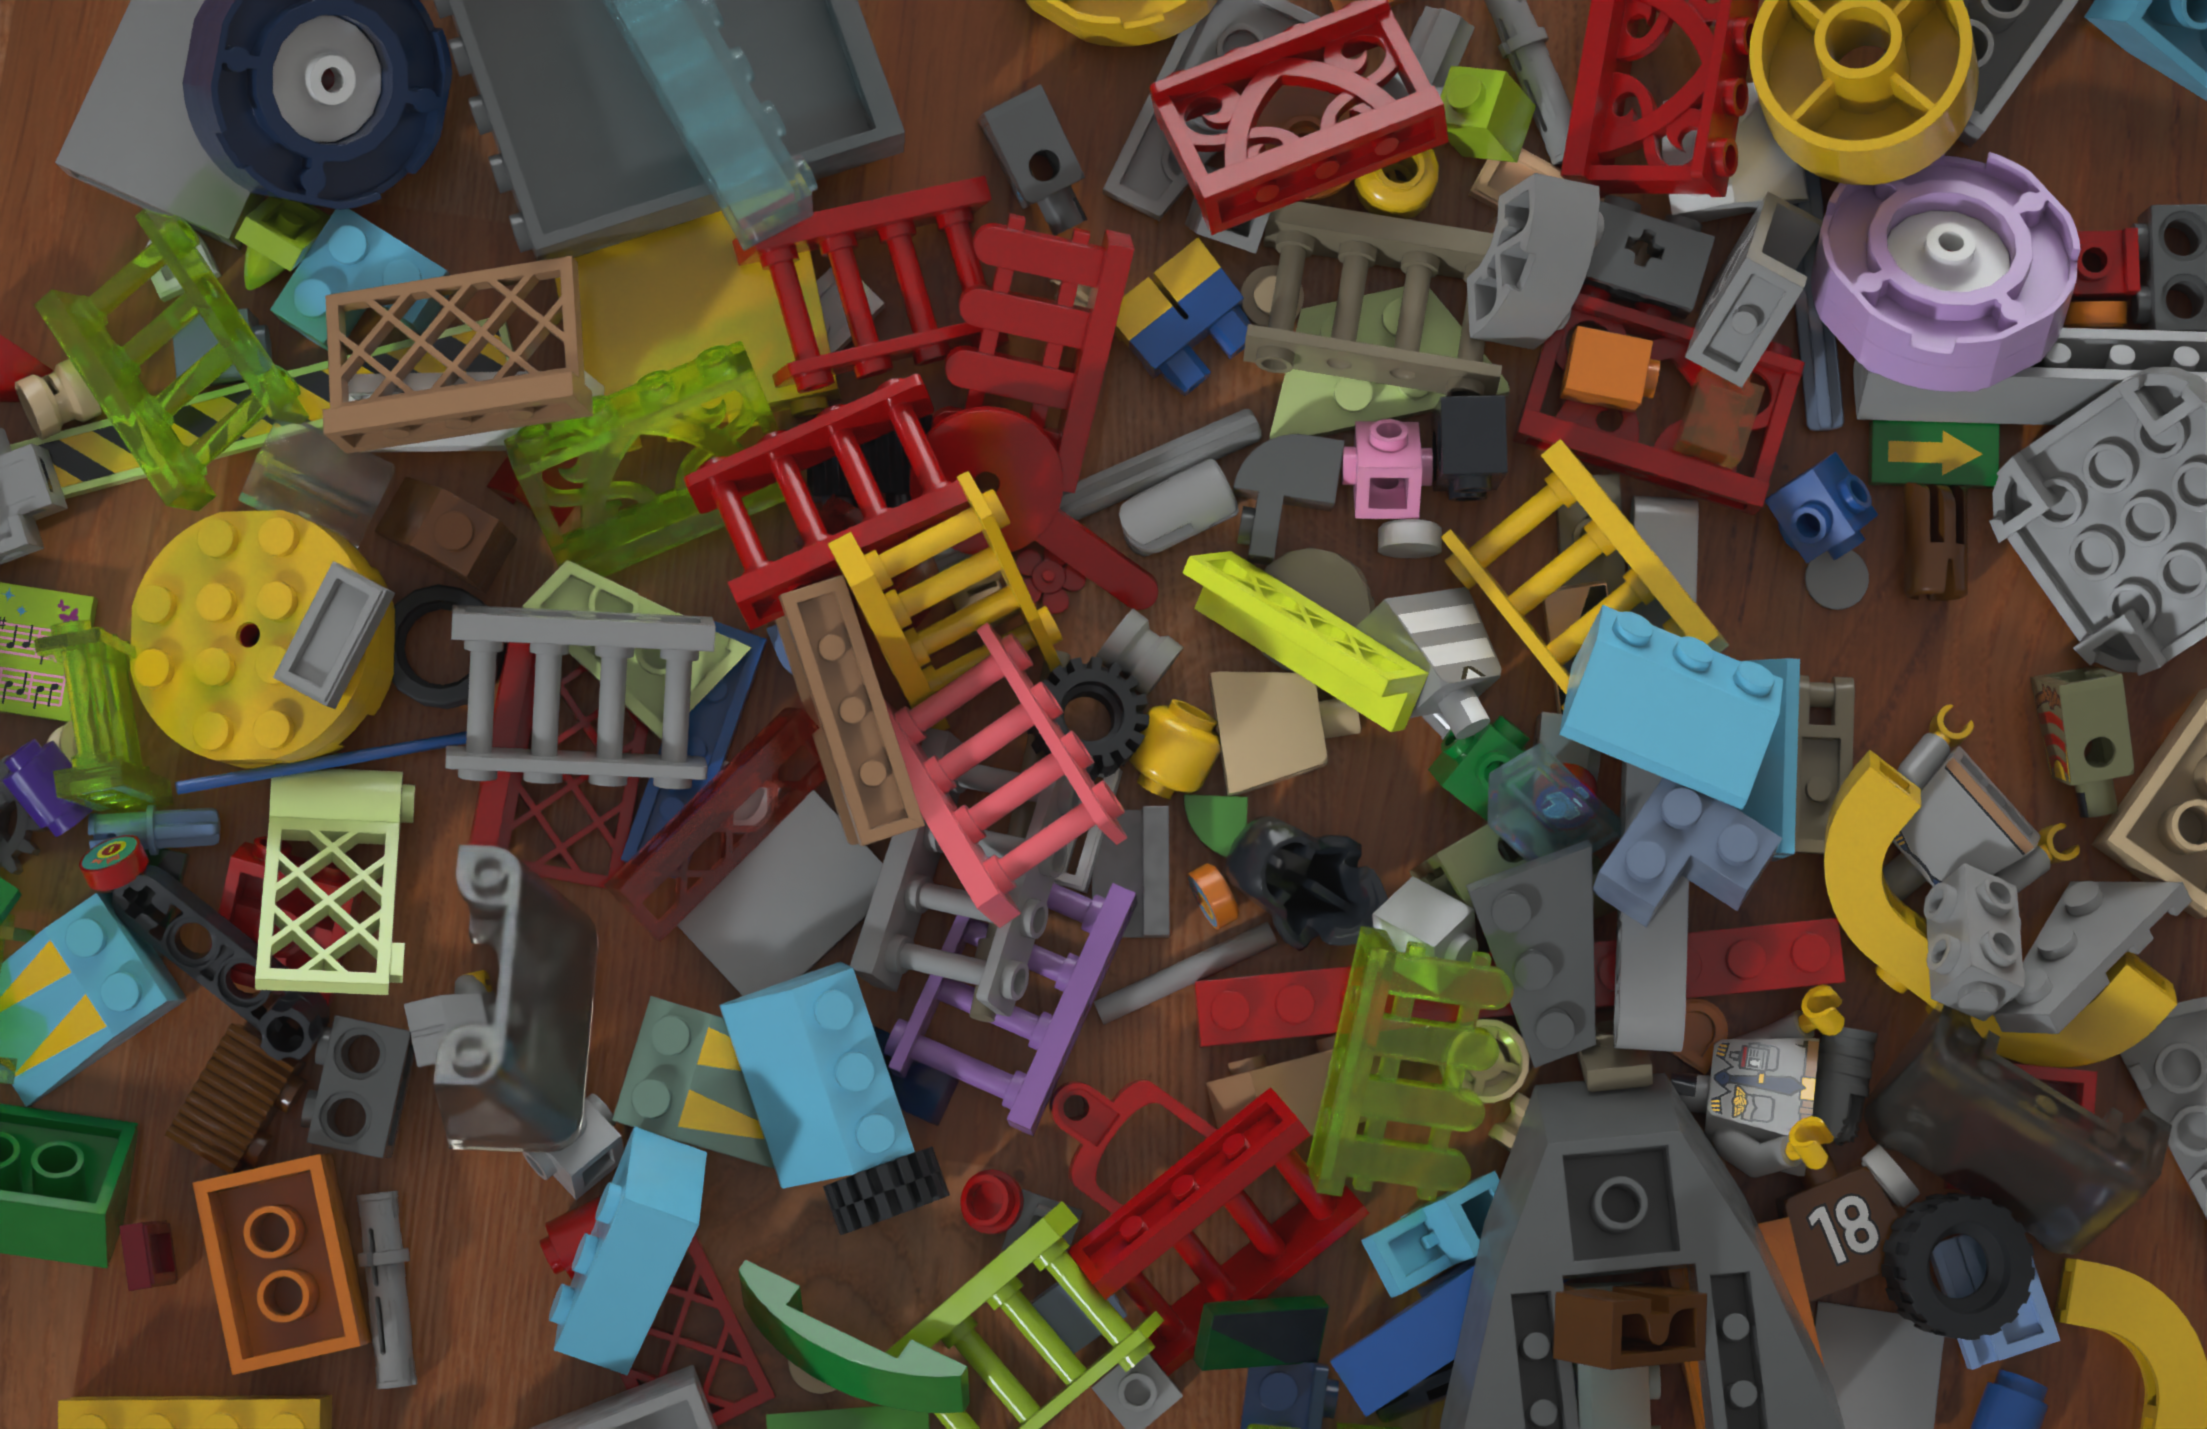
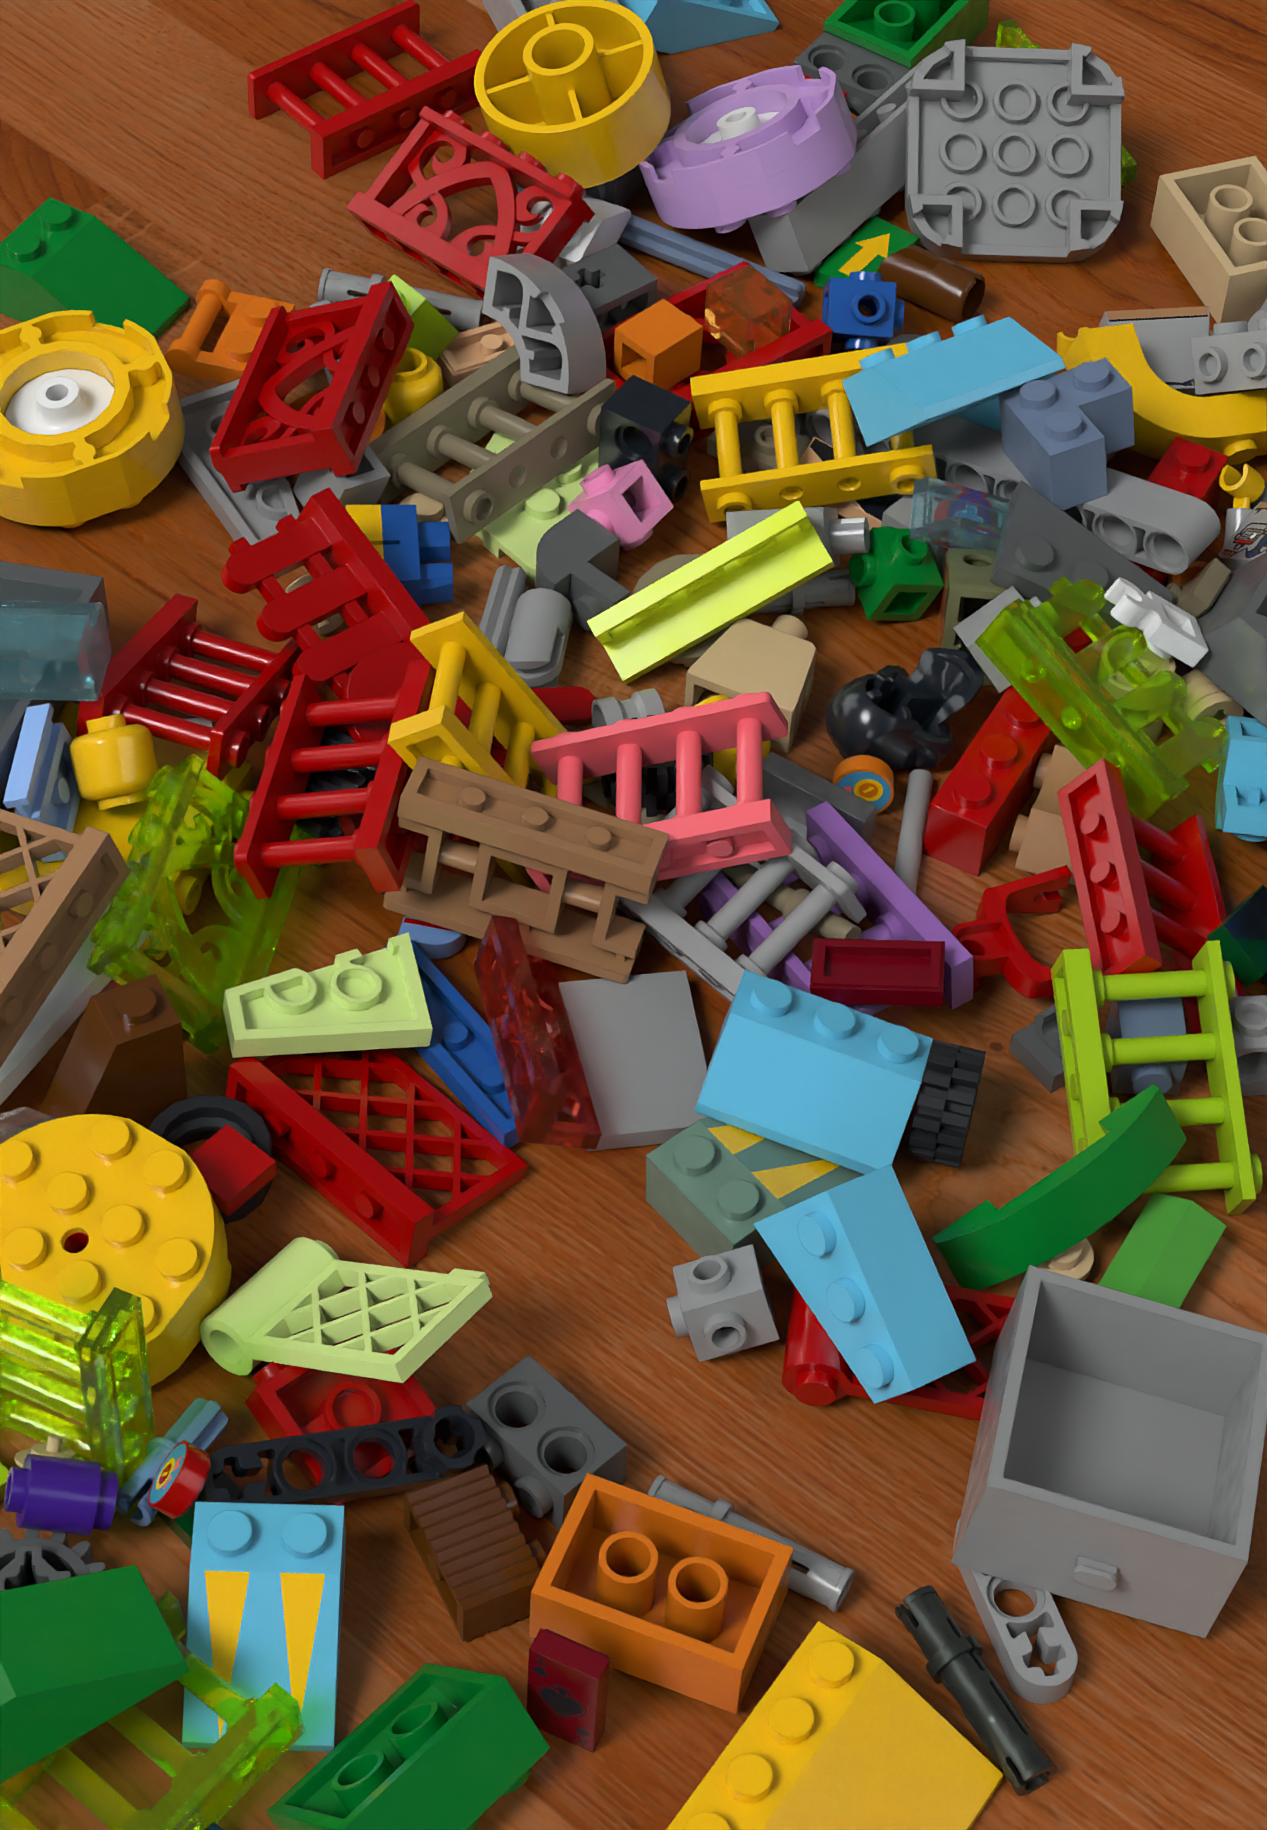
camera: 55 degrees left, 35 degrees down
(319, 763) = (231, 1282): blue piece -> none
(334, 635) = (141, 1146): light grey tile -> none
(415, 684) = (233, 1168): none -> red tile
(438, 1015) = (555, 1326): light grey piece -> none
(527, 1073) = (521, 1208): clear smoke windscreen -> none
(549, 637) = (323, 979): light grey fence -> none
(660, 260) = (43, 775): none -> light blue plate
(722, 297) = (113, 761): none -> yellow head
(955, 1063) = (878, 971): none -> dark red tile
(991, 1201) = (1009, 1061): red plate -> none
(1031, 128) = (180, 554): dark grey torso -> none
(1216, 819) = (811, 753): bright green tile -> none
(1409, 538) = (682, 531): white tile -> none
(1523, 1069) = (1165, 626): none -> white plate
(1753, 290) = (677, 228): light grey panel -> none
(2079, 709) = (1136, 265): olive torso -> none

